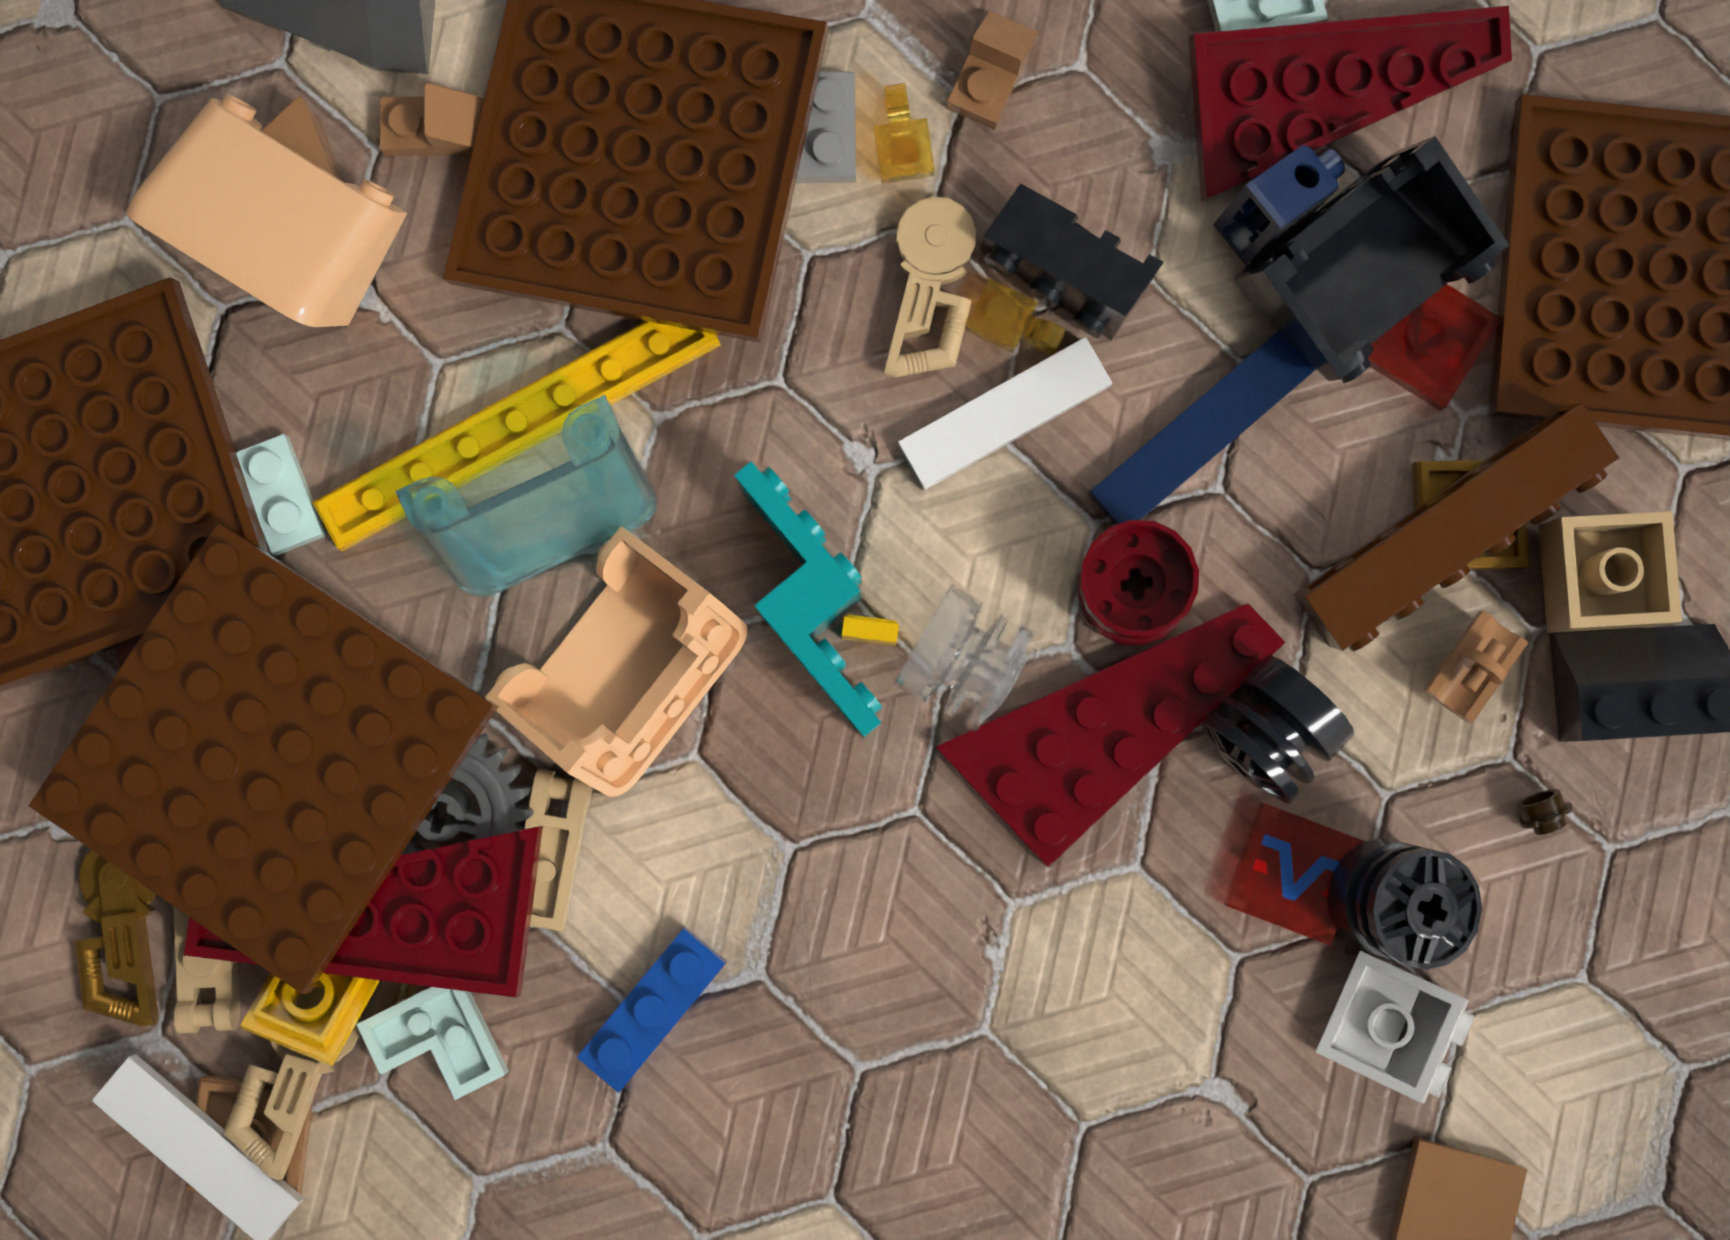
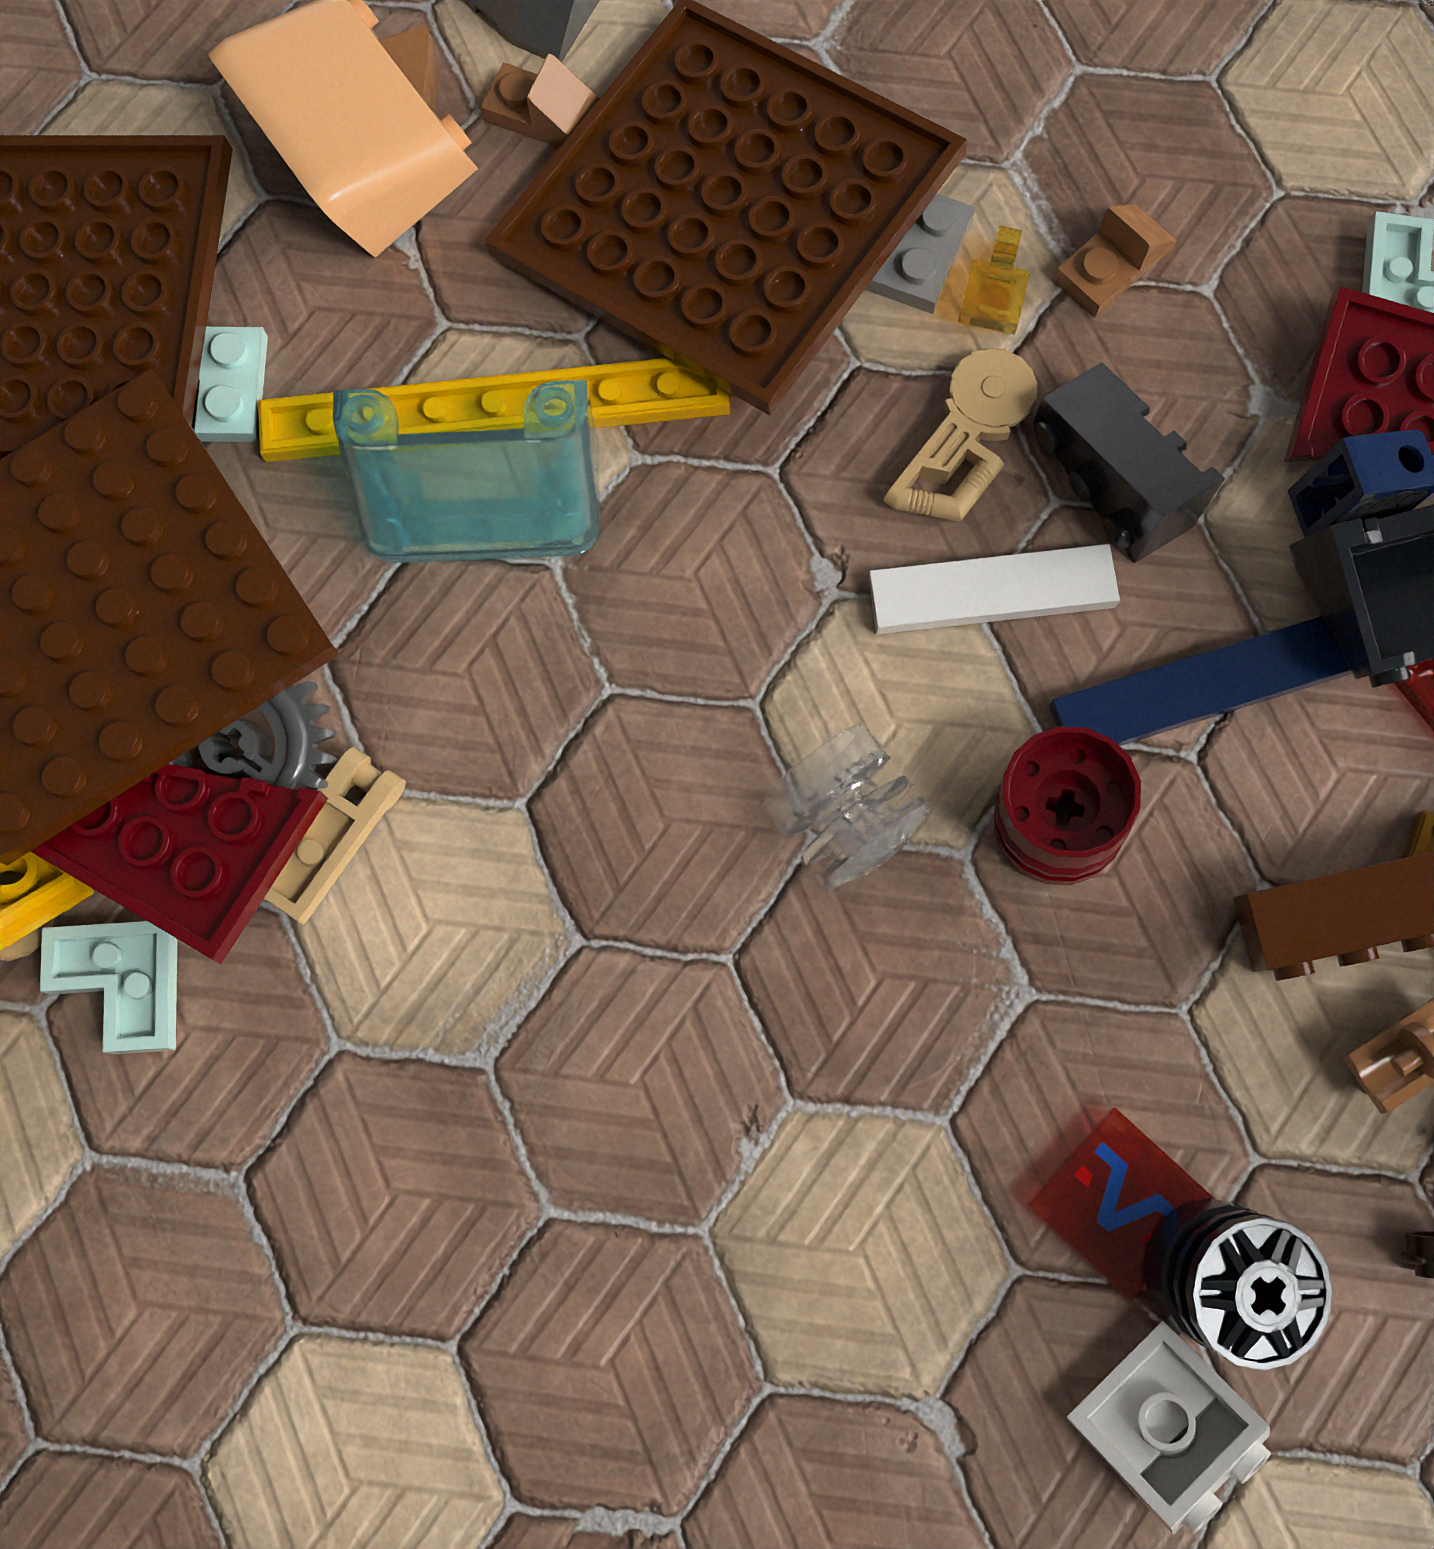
camera: 30 degrees right, 10 degrees down
(623, 670) = (491, 685): light nougat windscreen -> none
(651, 1009) = (354, 1049): blue plate -> none
(810, 596) = (710, 681): teal bracket -> none
(870, 630) = (759, 745): yellow tile -> none
(1007, 317) = (1036, 496): clear yellow plate -> none
(1085, 746) = (942, 963): dark red wing -> none
(1284, 722) = (1164, 1024): black wheel -> none

